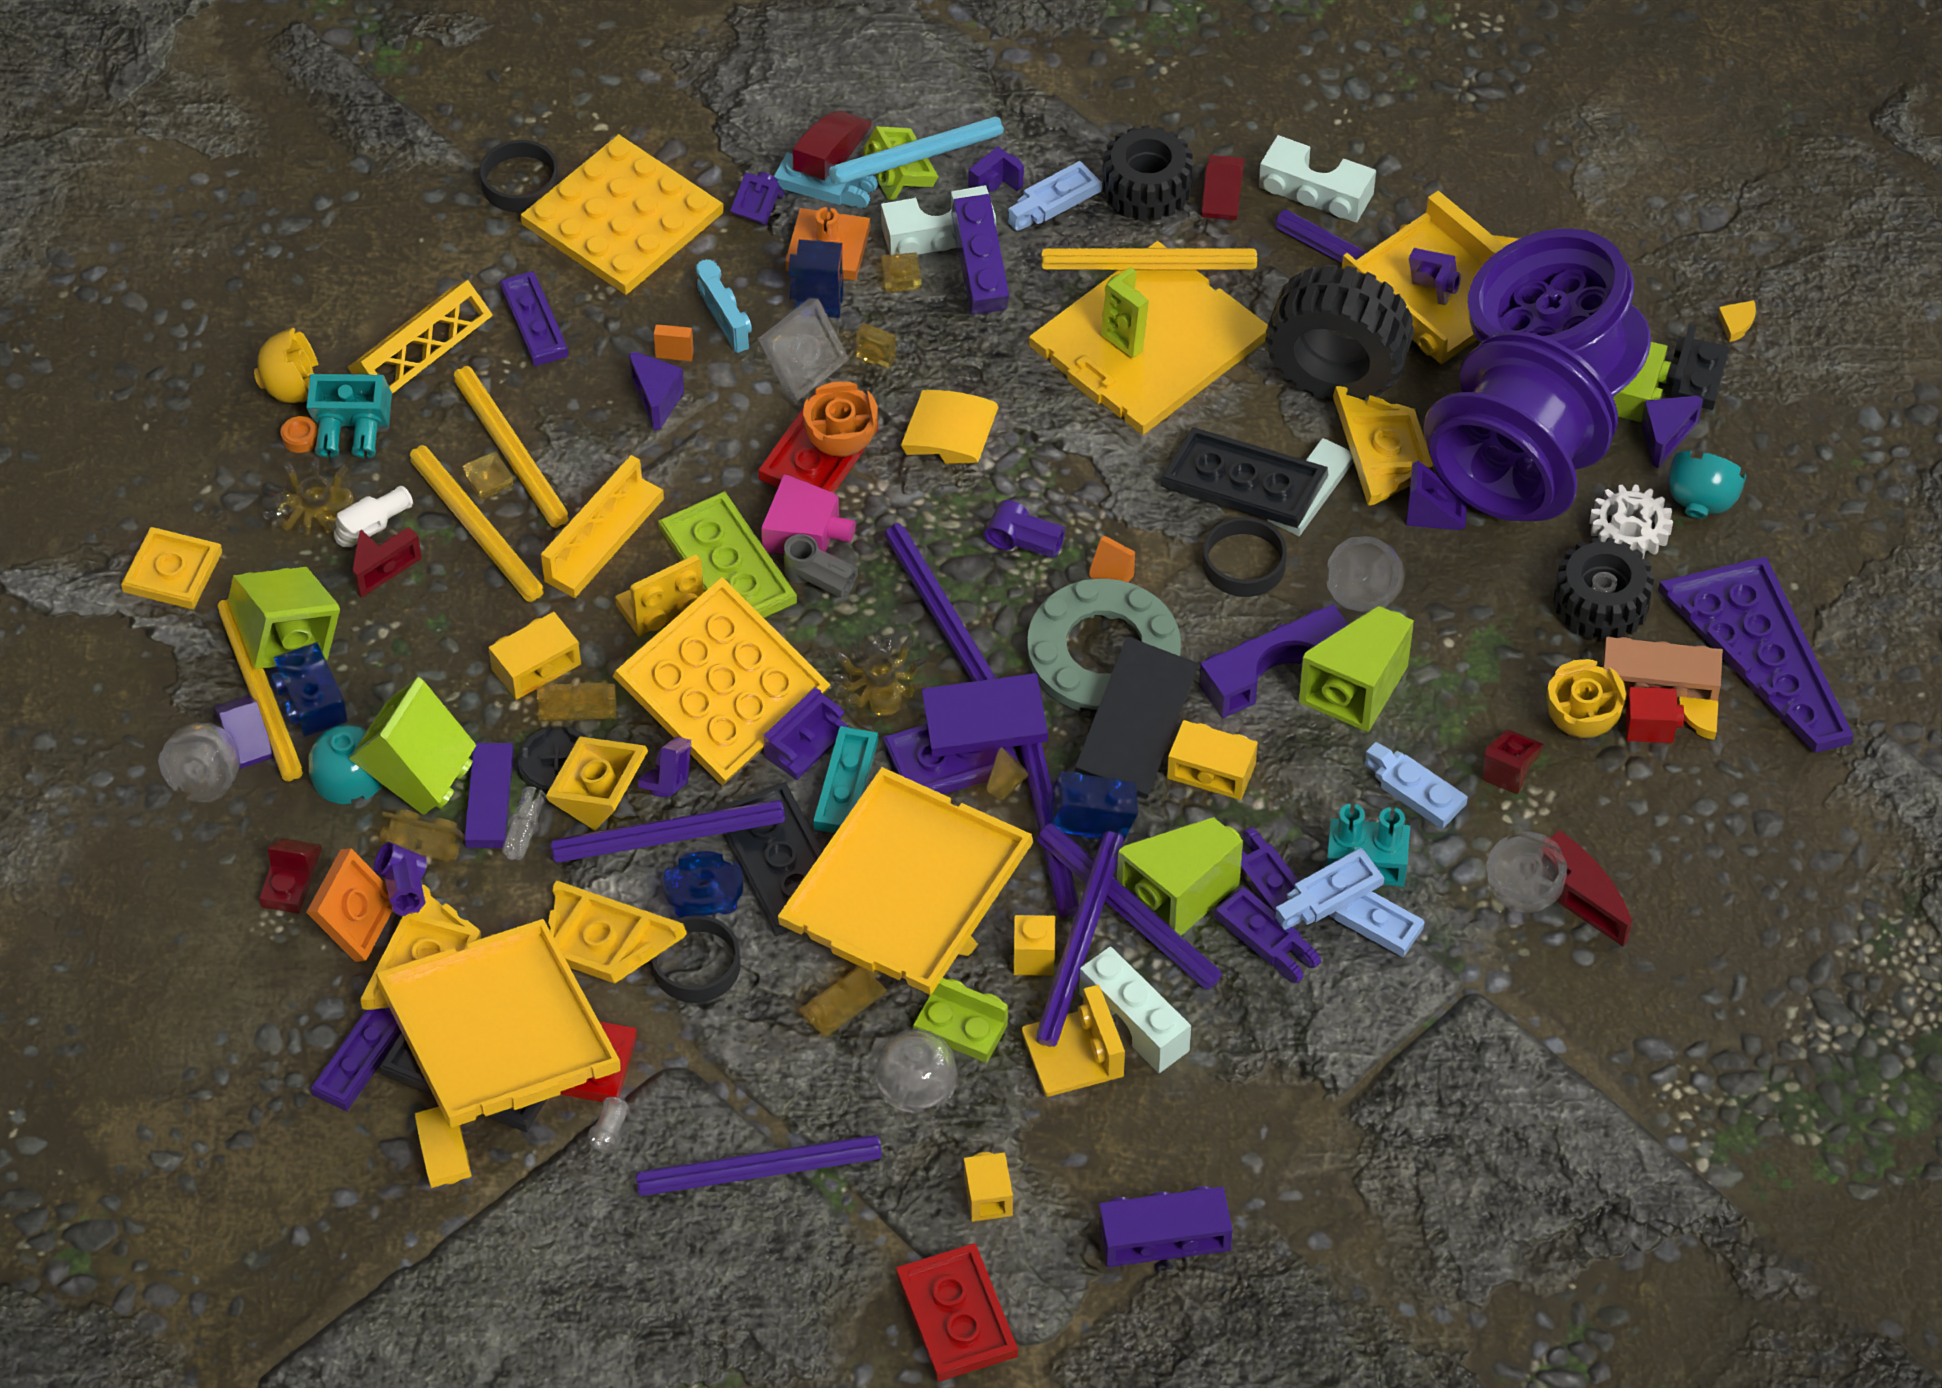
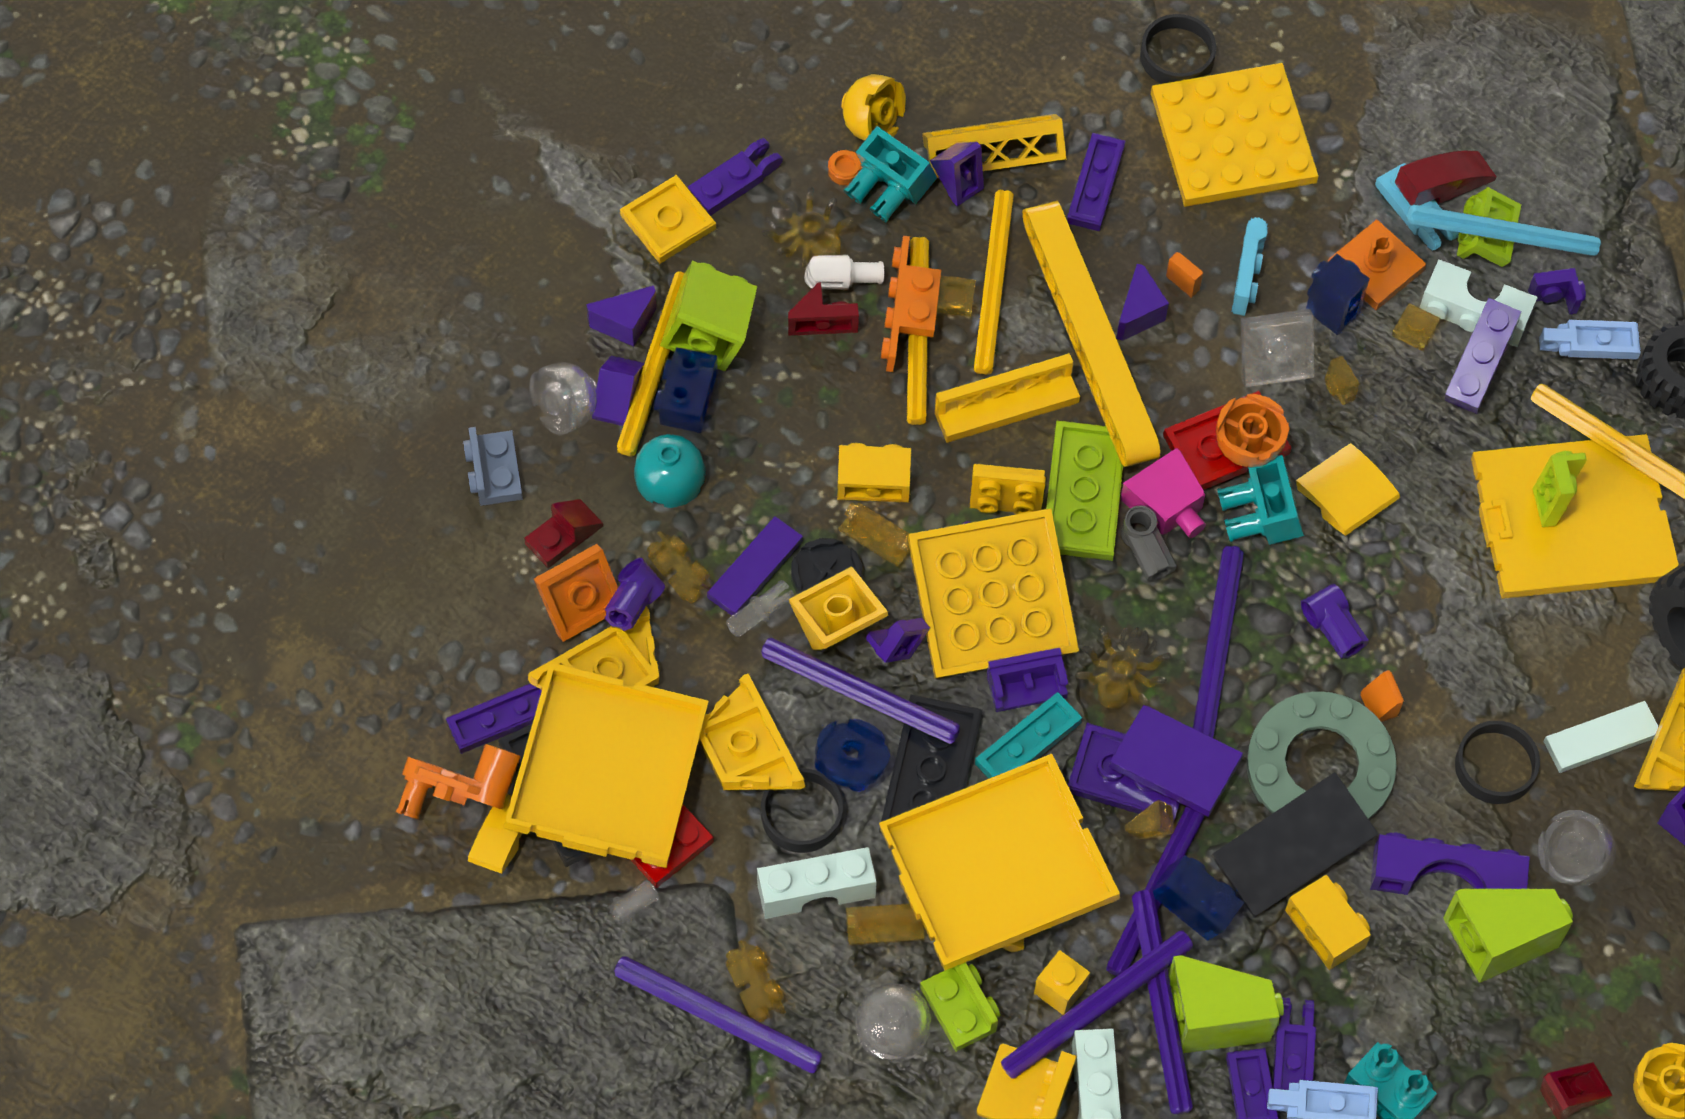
camera: 35 degrees right, 10 degrees up
(180, 860) = (495, 467): none -> sand blue bracket
(197, 666) = (623, 315): none -> dark purple slope
(205, 498) = (734, 177): none -> dark purple hinge
(403, 1111) = (487, 786): none -> orange piece
(411, 371) = (960, 170): none -> dark purple slope
(415, 748) = (718, 496): lime slope -> none
(454, 501) = (914, 303): none -> orange bracket
(633, 432) = (1091, 334): none -> yellow beam
(737, 1020) = (839, 875): none -> light aqua arch
(754, 1109) = (751, 967): none -> clear yellow hinge
(756, 197) = (1348, 188): dark purple bracket -> none
(898, 465) = (1273, 494): none -> teal brick
(1244, 477) = (1552, 693): black tile -> none
(1415, 785) = (1478, 1058): light blue hinge -> none

